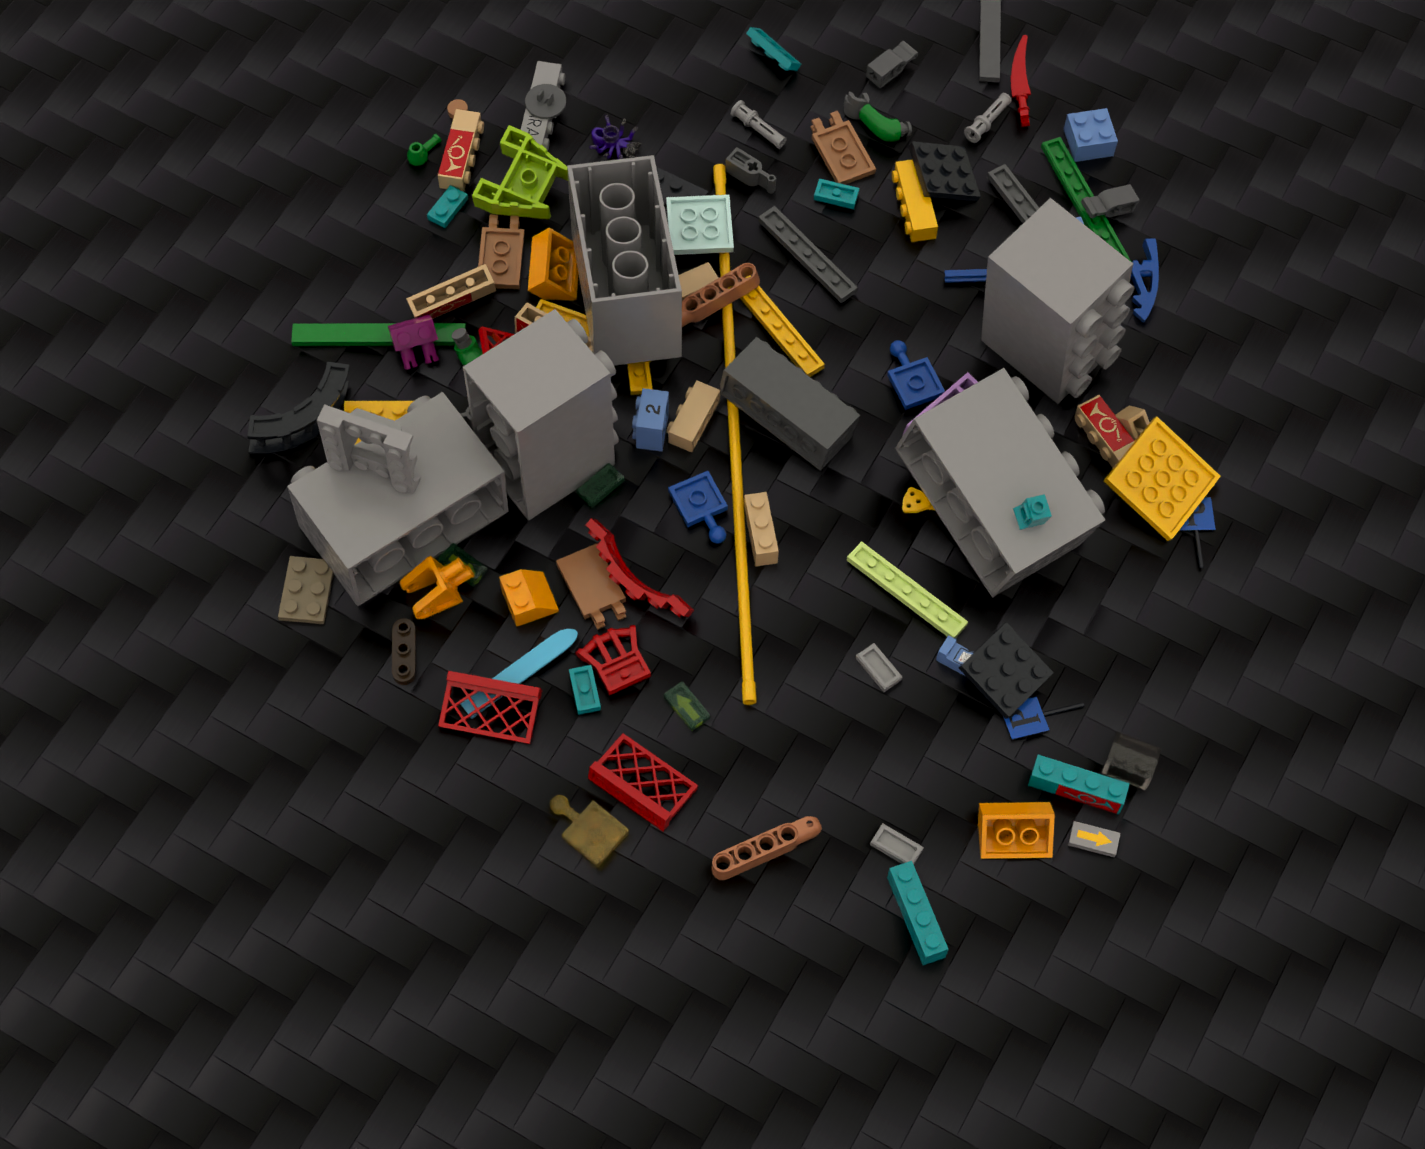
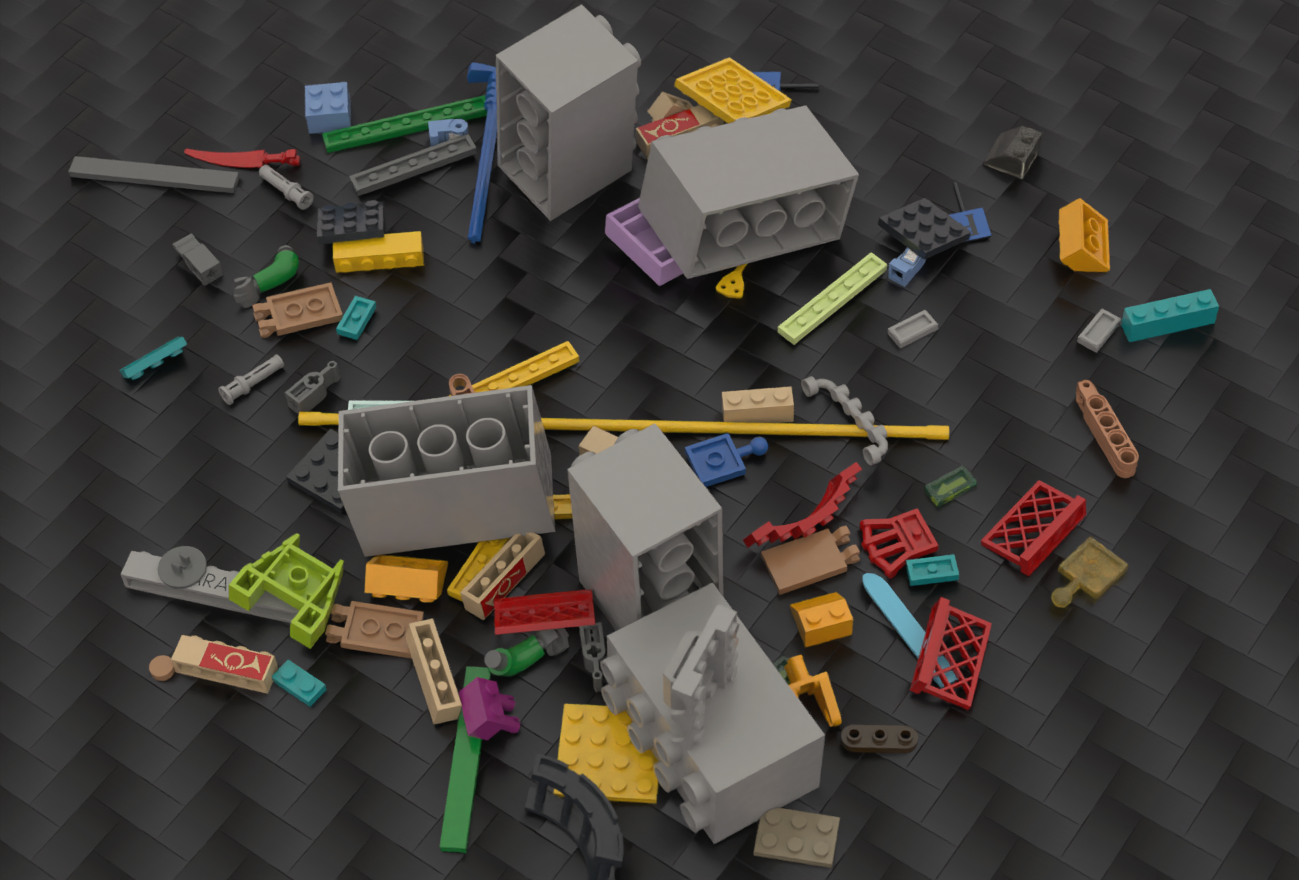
camera: 80 degrees left, 10 degrees down
(418, 153) = (214, 717): green bar -> none
(609, 138) = (243, 511): animal -> none
(750, 619) = (852, 407): none -> light grey bar
(788, 403) = (620, 365): dark grey brick -> none
(807, 254) = (427, 348): dark grey plate -> none
(913, 381) = (593, 271): blue plate -> none
(1032, 512) = (804, 144): teal window -> none
(1078, 784) = (1040, 189): teal brick -> none
(1094, 839) = (1090, 186): light grey tile -> none
(1111, 202) = (413, 98): dark grey piece -> none

